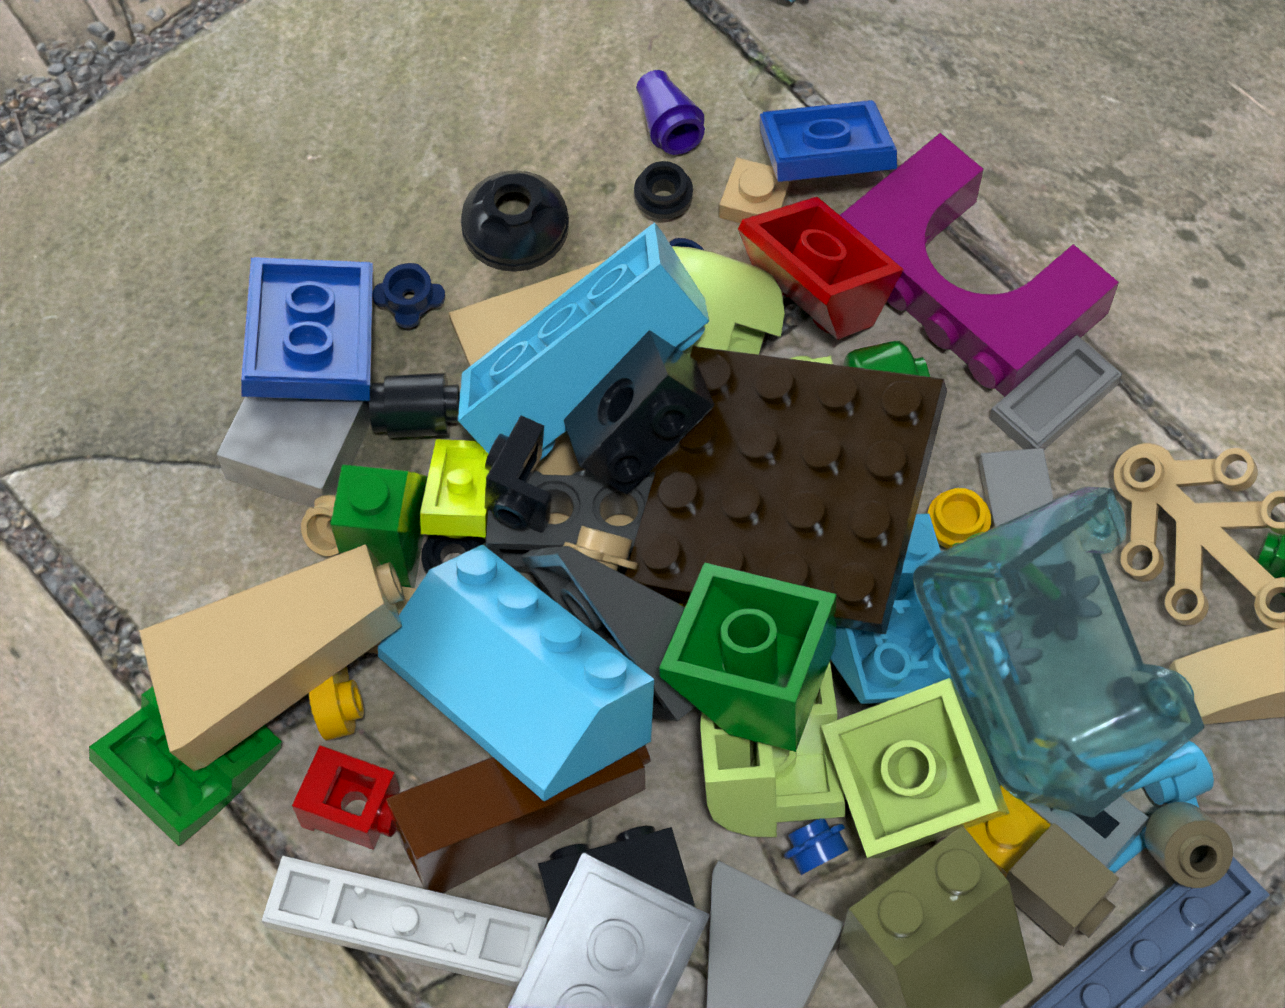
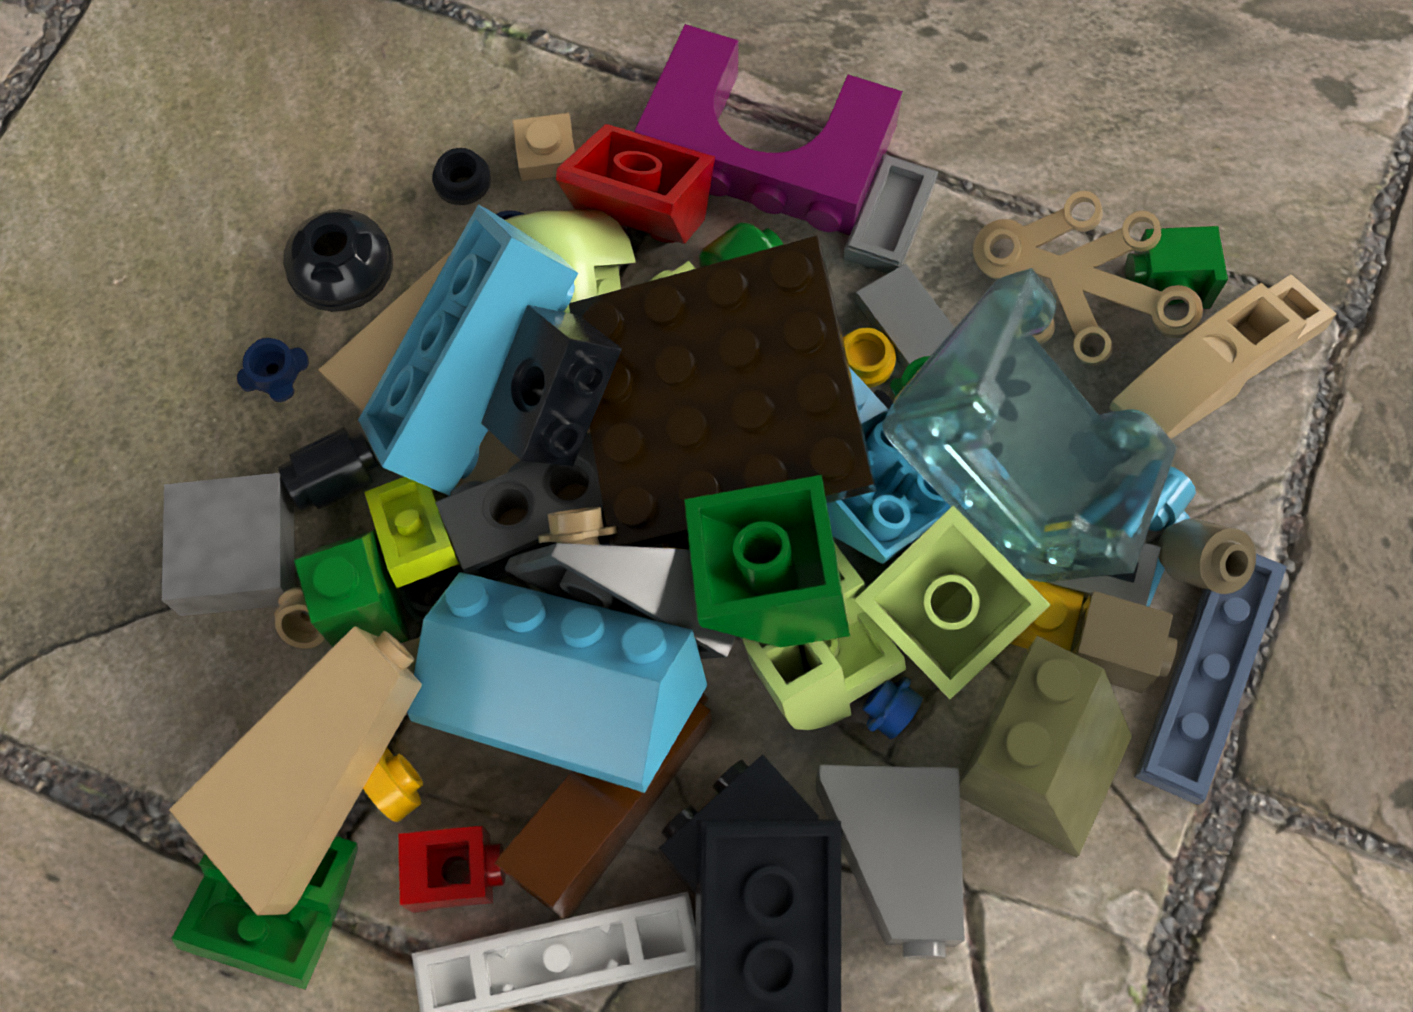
camera: 25 degrees left, 5 degrees up
(308, 329) = (193, 443): tile -> none
(510, 468) = (452, 484): black bracket -> none
(671, 116) = (435, 106): dark purple cone -> none
(827, 141) = (587, 72): blue tile -> none

